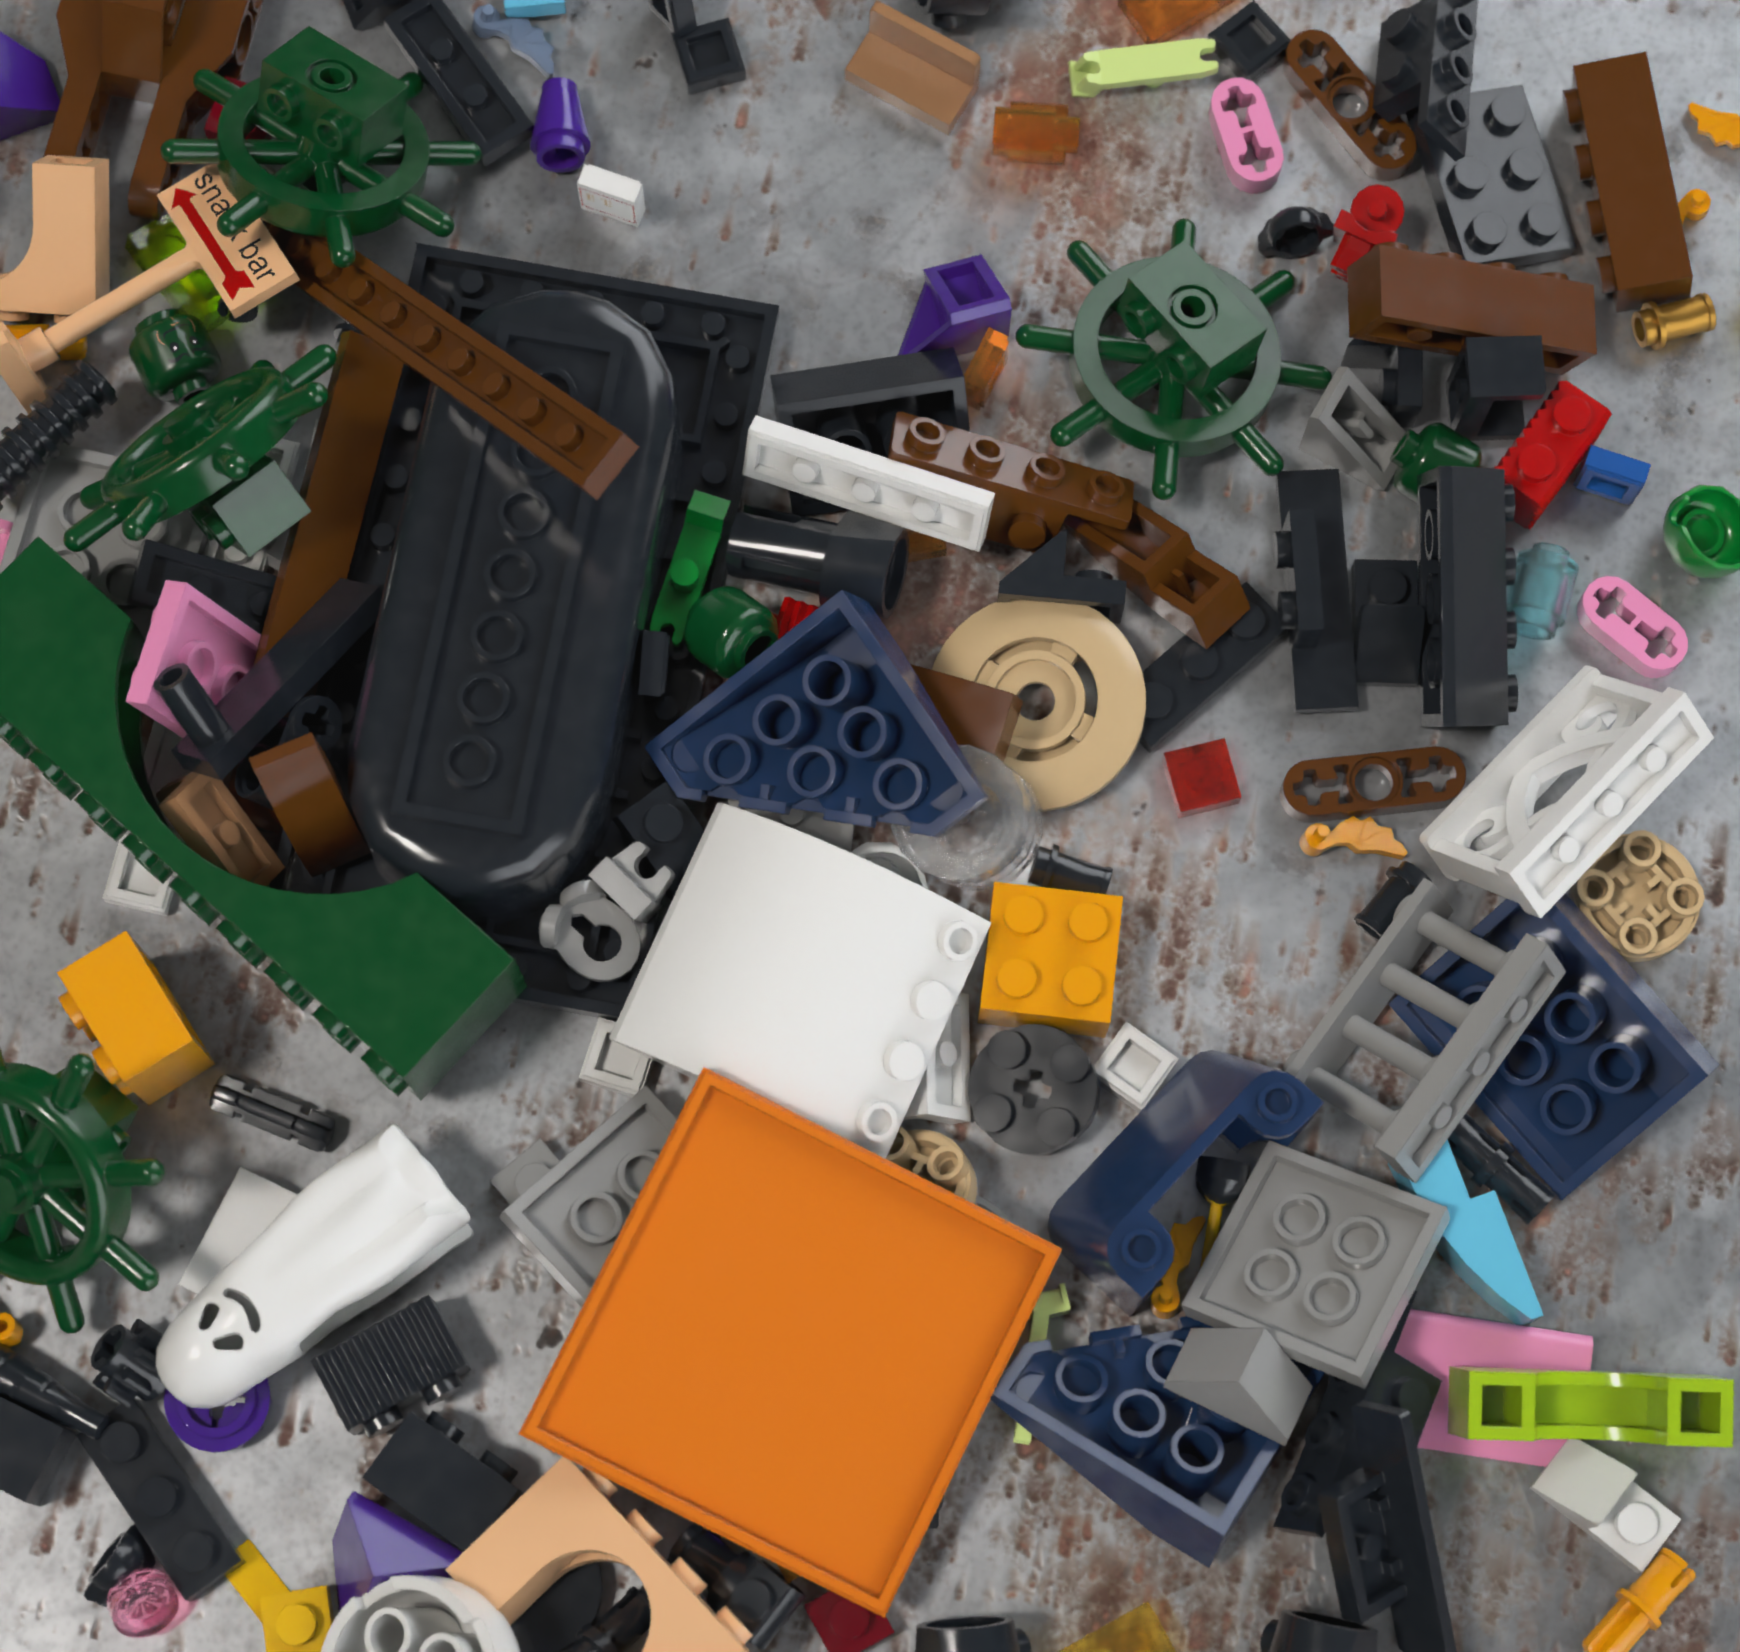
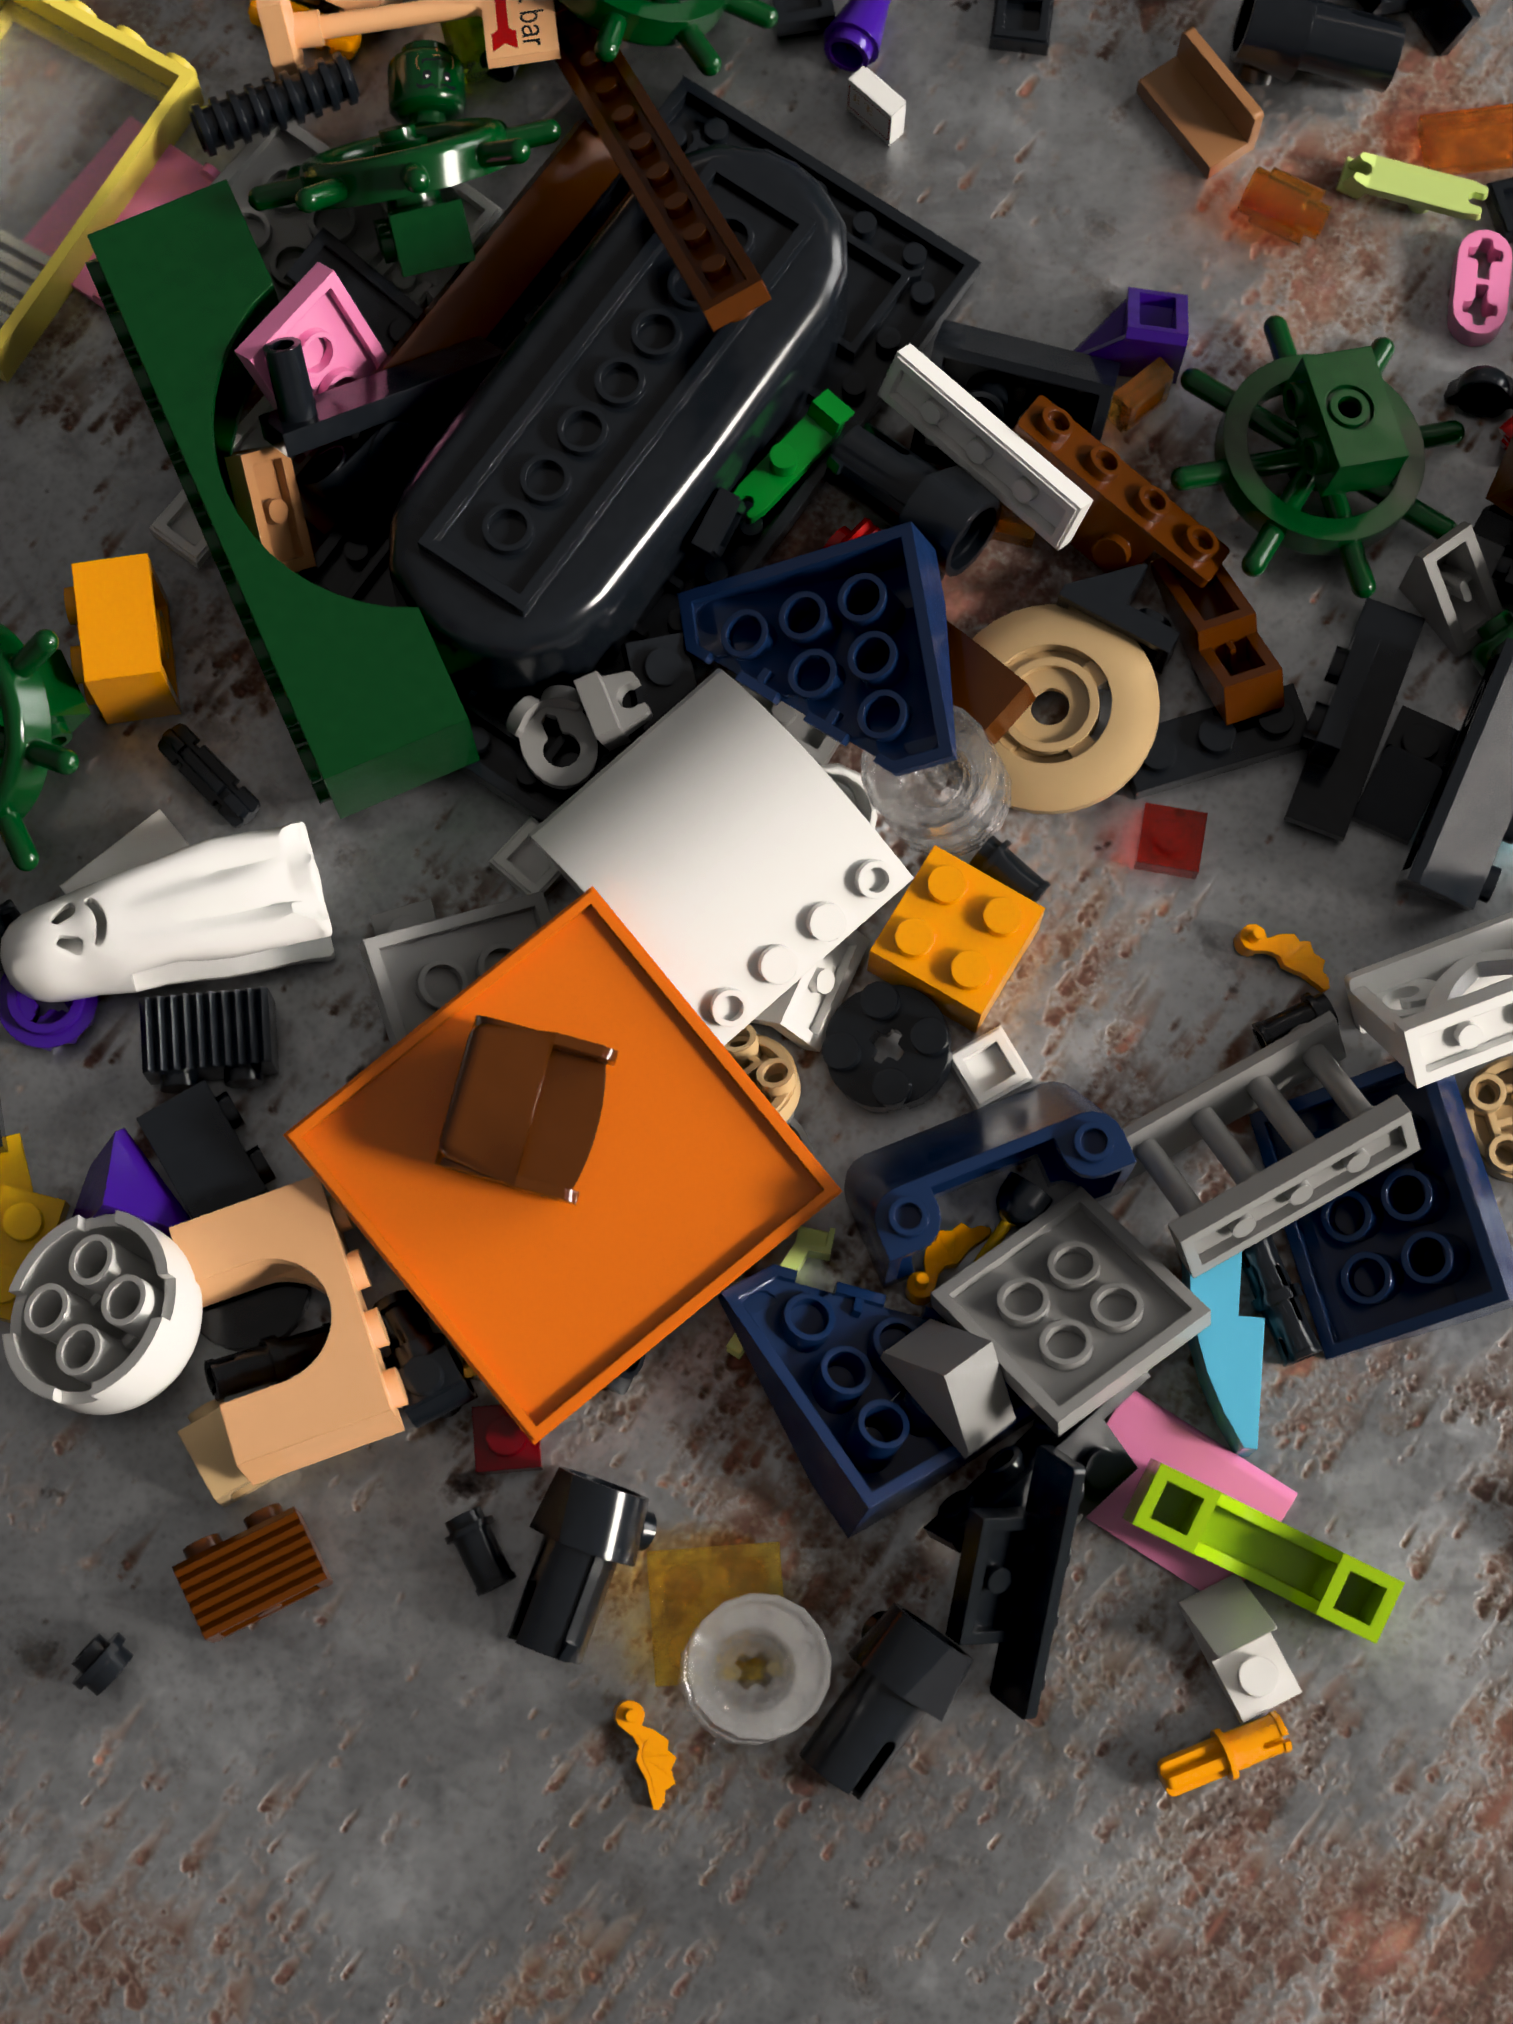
camera: 25 degrees right, 0 degrees up
(310, 804) = (354, 509): reddish brown slope -> none
(728, 630) = (798, 520): dark green head -> none
(738, 1309) = (525, 1108): none -> reddish brown piece
(1420, 794) = (1348, 899): reddish brown beam -> none

